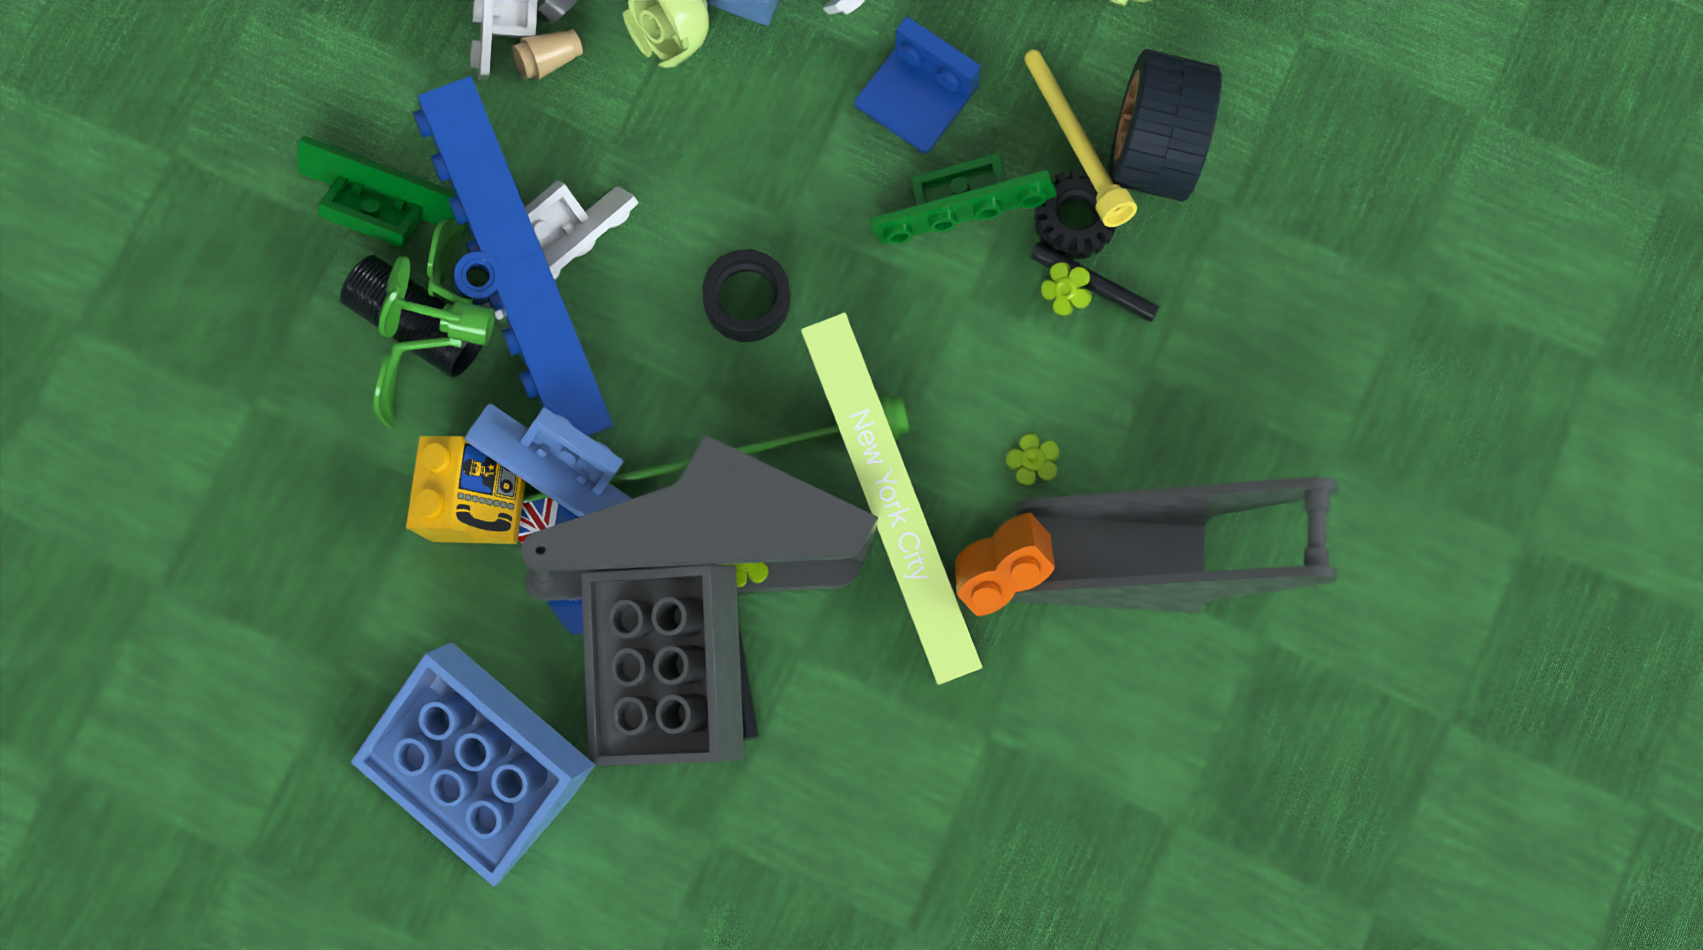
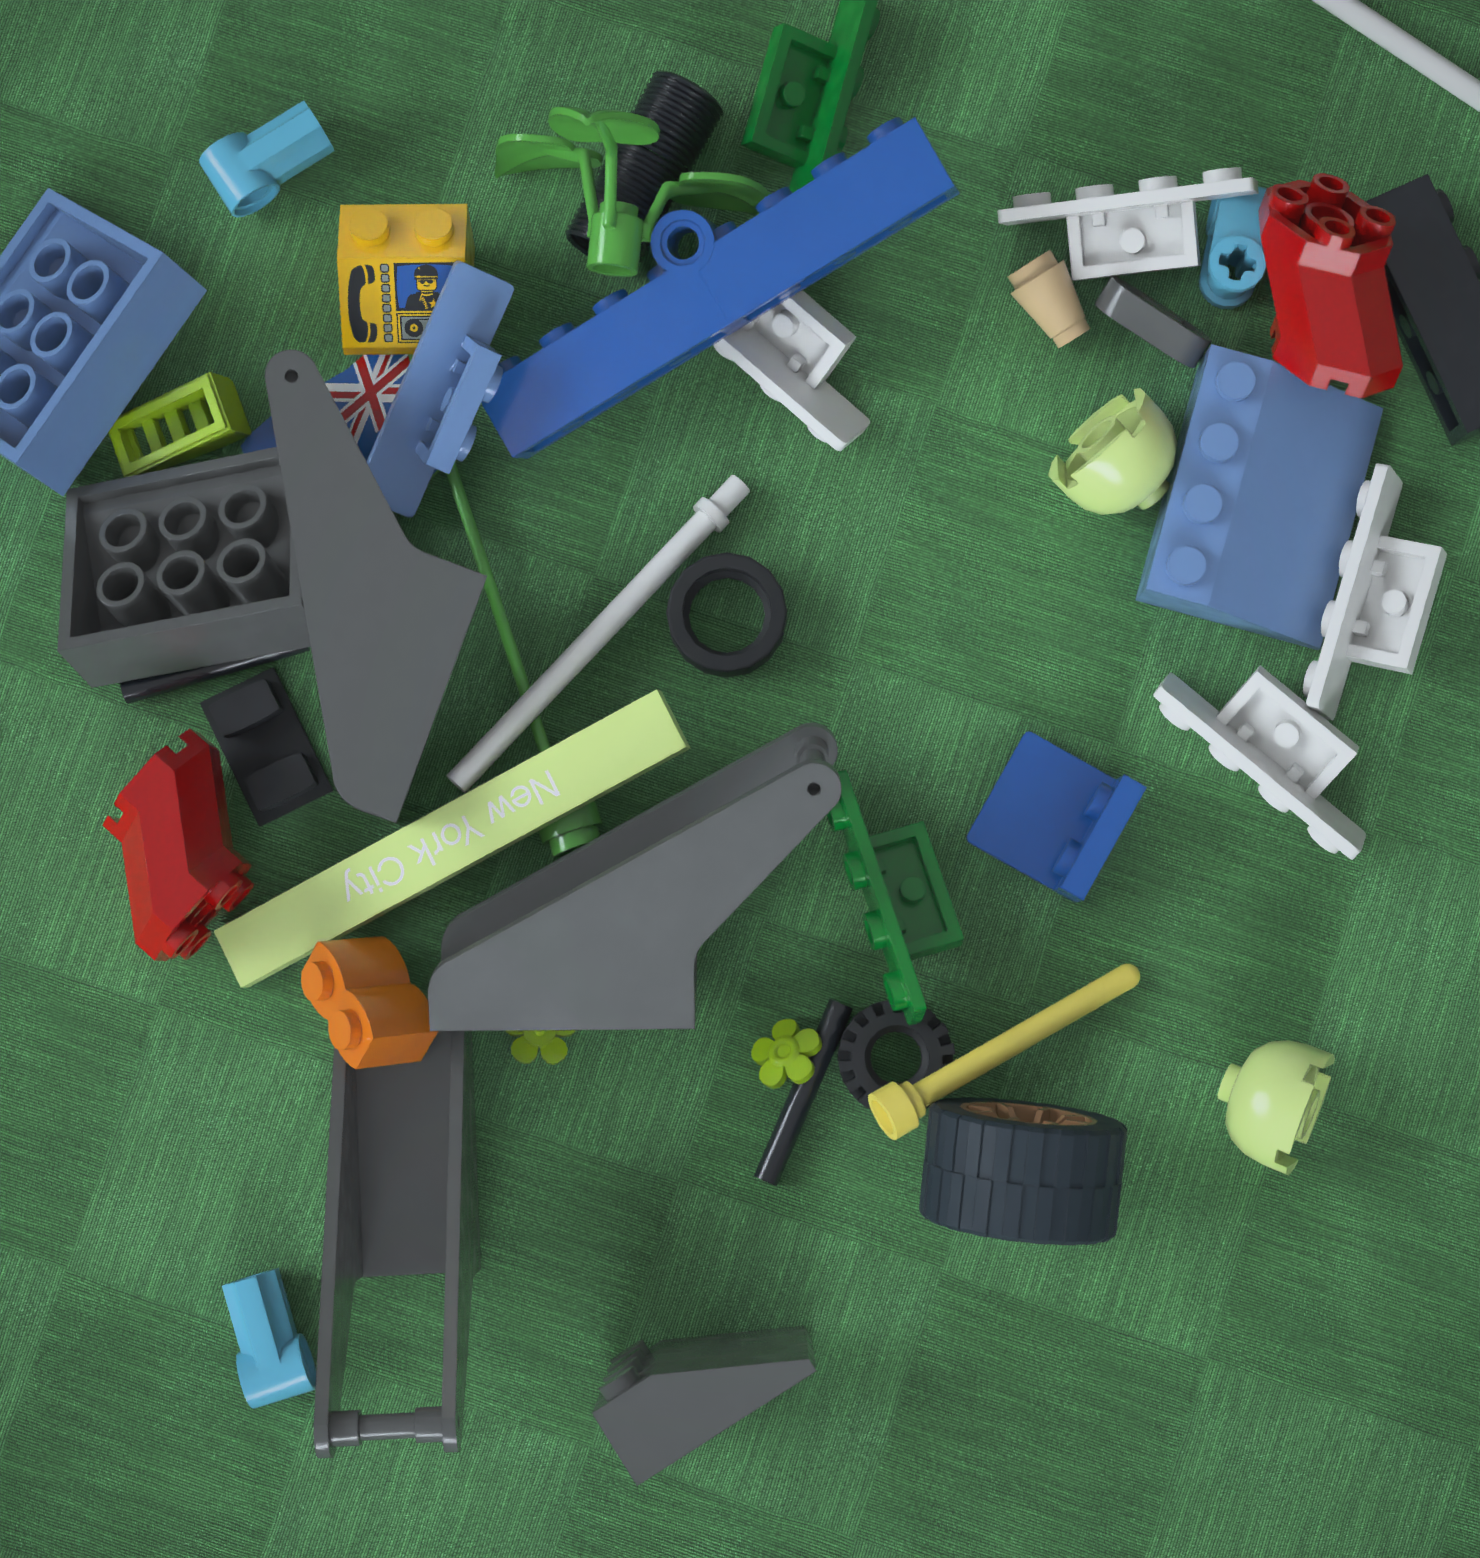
camera: 90 degrees right, 10 degrees up
(359, 598) = (253, 166): none -> medium azure piece
(530, 667) = (226, 428): none -> lime slope
(671, 301) = (708, 517): none -> white bar
(802, 639) = (266, 746): none -> black piece
(877, 693) = (178, 849): none -> red brick
(958, 364) = (620, 921): none -> dark grey piece
(1255, 669) = (272, 1356): none -> medium azure piece
(1305, 346) = (693, 1388): none -> dark grey slope

